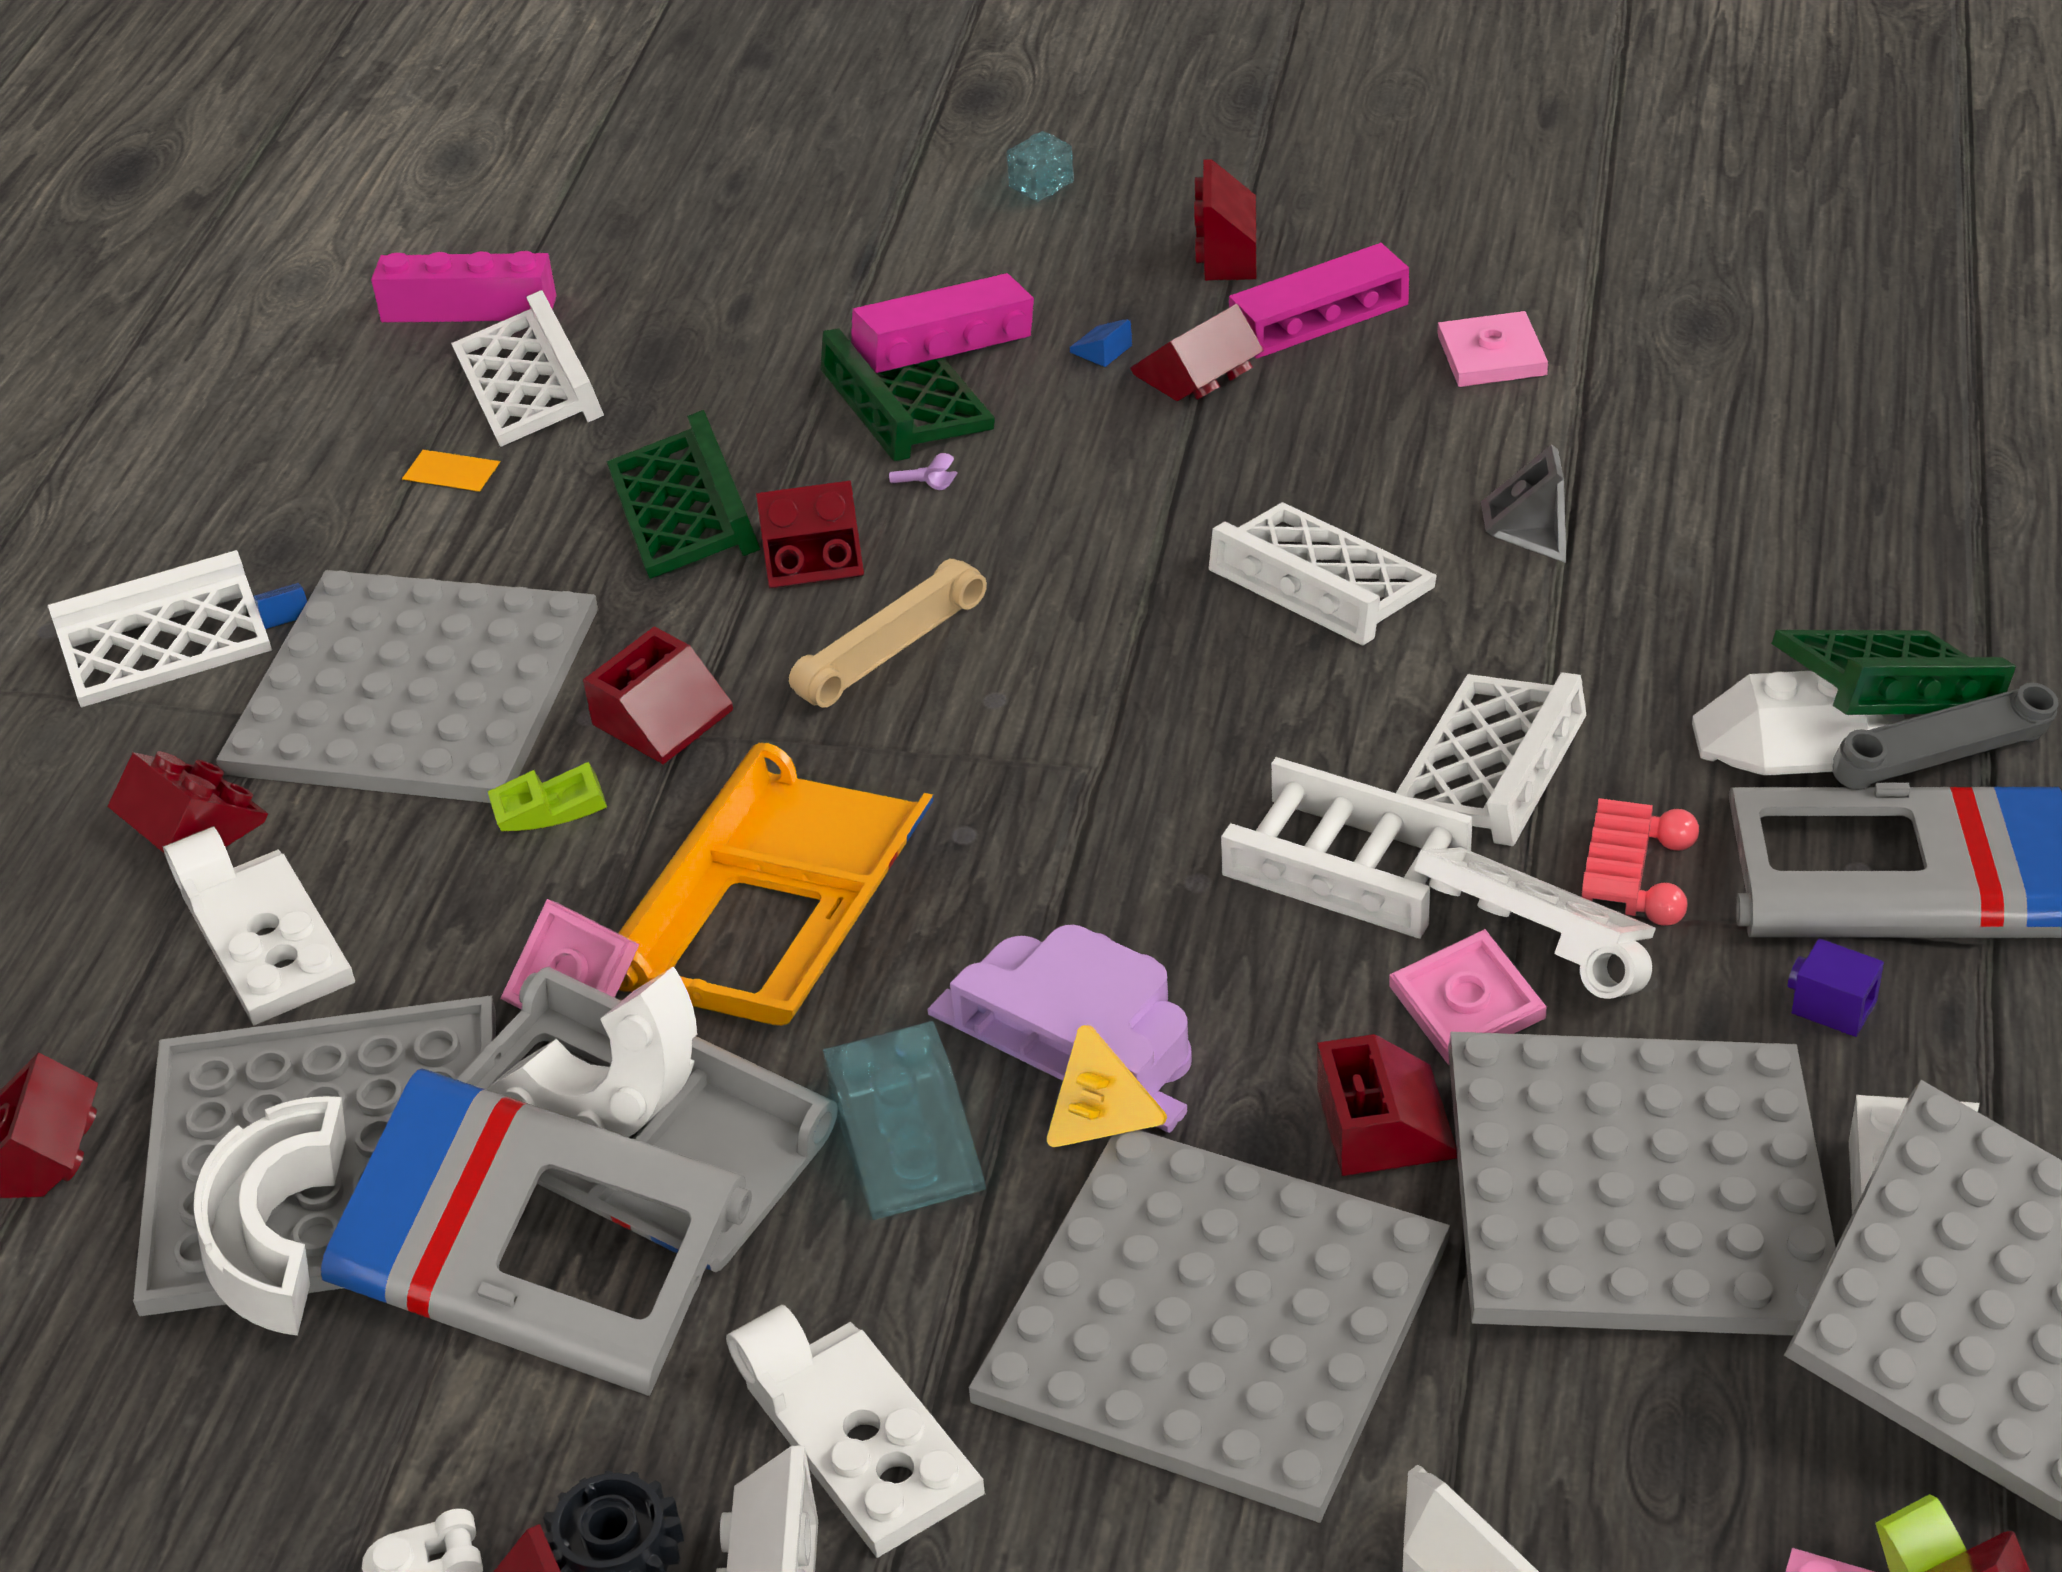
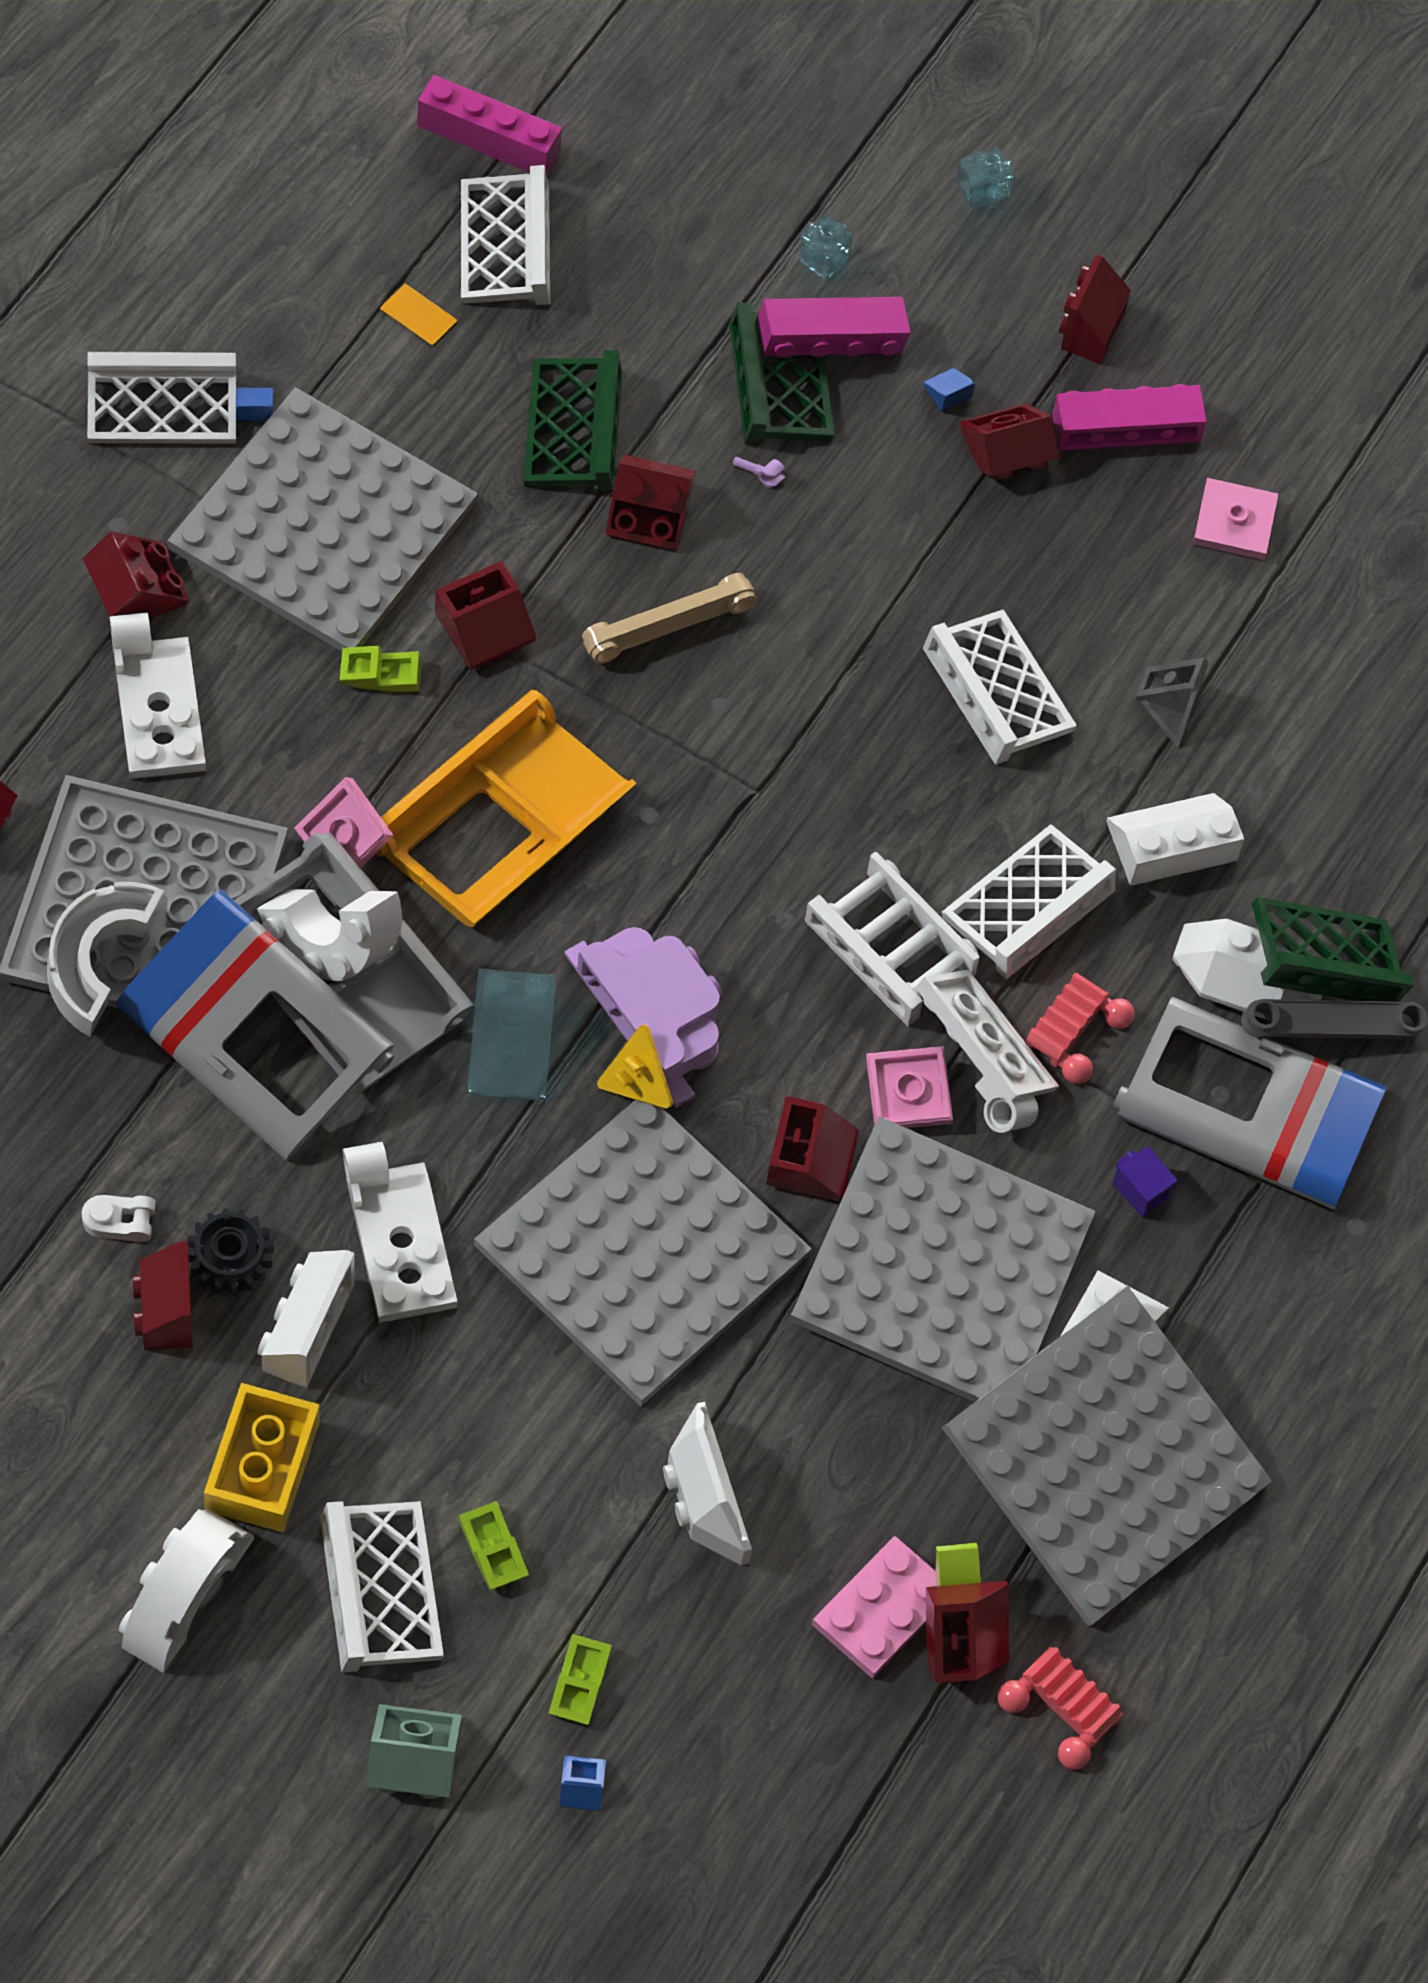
camera: 10 degrees right, 20 degrees up
(896, 266) = (825, 246): none -> clear light blue brick
(1631, 636) = (1176, 838): none -> white slope

